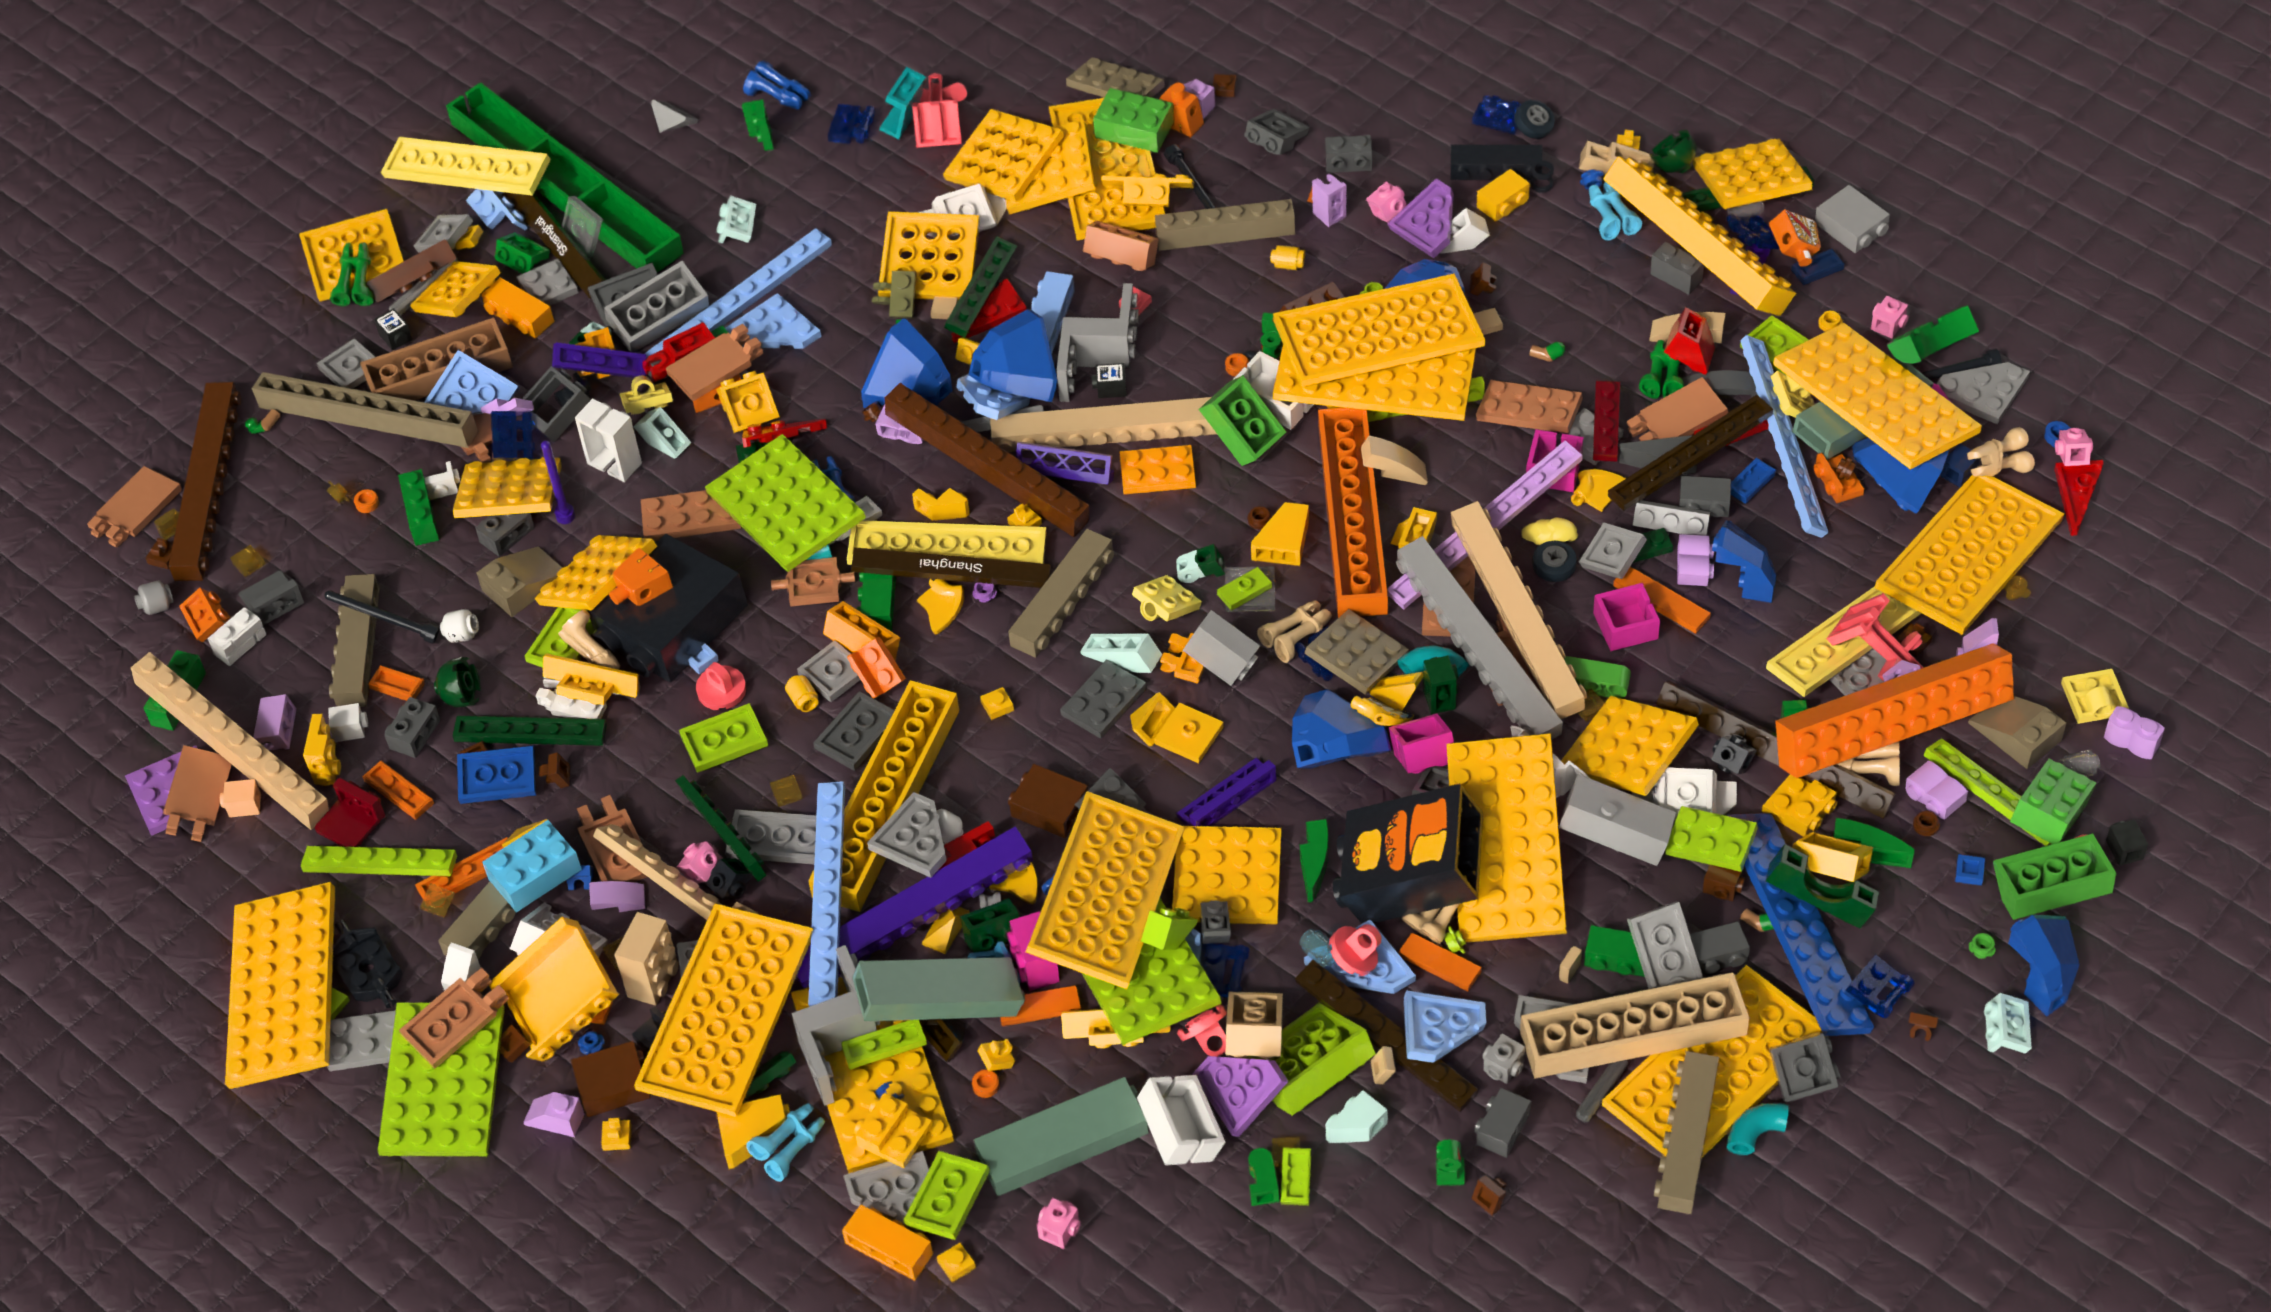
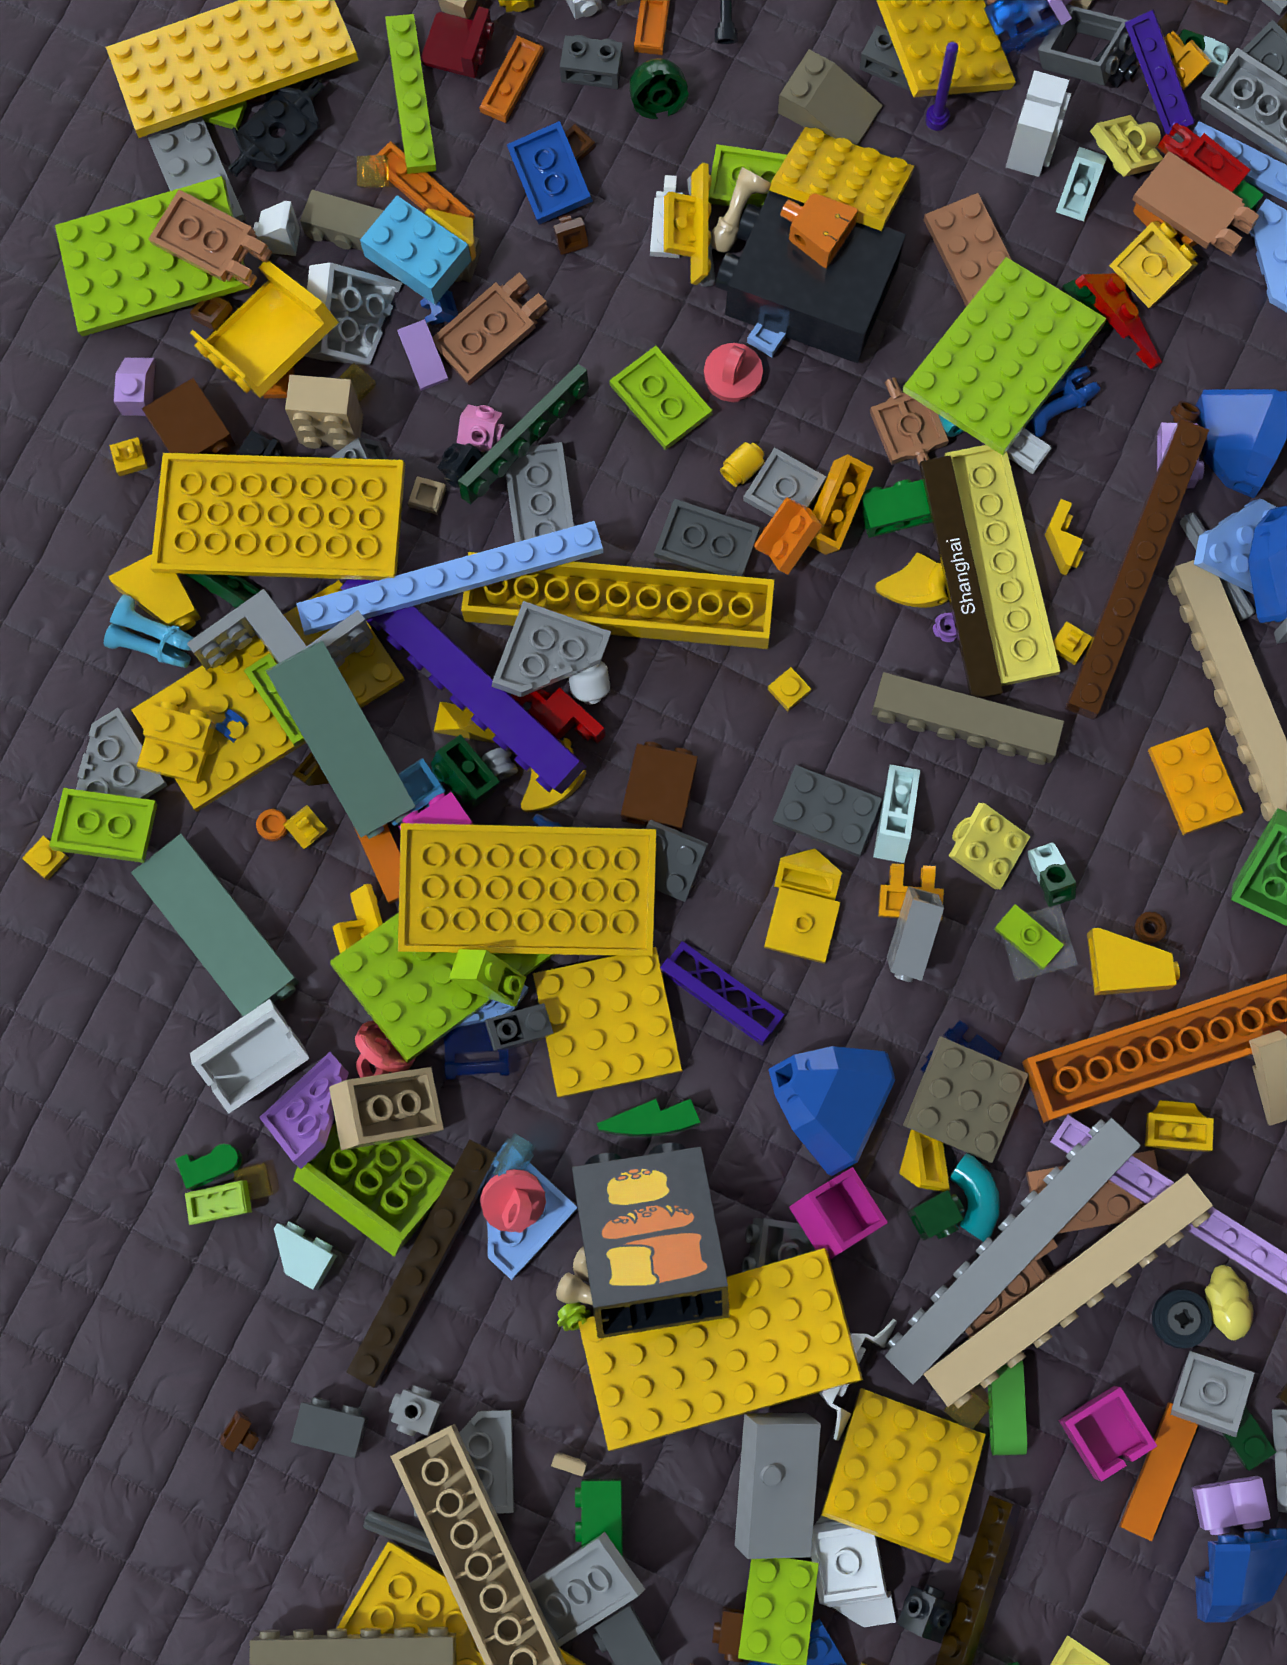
camera: 75 degrees right, 25 degrees up
(459, 626) = (741, 60): white head -> none
(529, 730) = (619, 187): dark green plate -> none
(597, 1045) = (228, 399): blue plate -> none
(657, 870) = (446, 400): tan plate -> none
(786, 790) = (608, 489): clear yellow tile -> none
(888, 1241) = (48, 772): light orange brick -> none
(1058, 1222) = (103, 954): bright pink brick -> none
(1063, 468) = (1160, 666): dark purple fence -> none
(1284, 644) = (958, 1009): tan piece -> none
(1379, 712) = (876, 1153): yellow arm -> none
(1383, 1065) = (381, 1269): tan tile -> none
(1439, 1024) = (442, 1324): light blue plate -> none
(1440, 962) = (542, 1305): orange tile -> none
(1449, 1163) = (262, 1378): green leg -> none

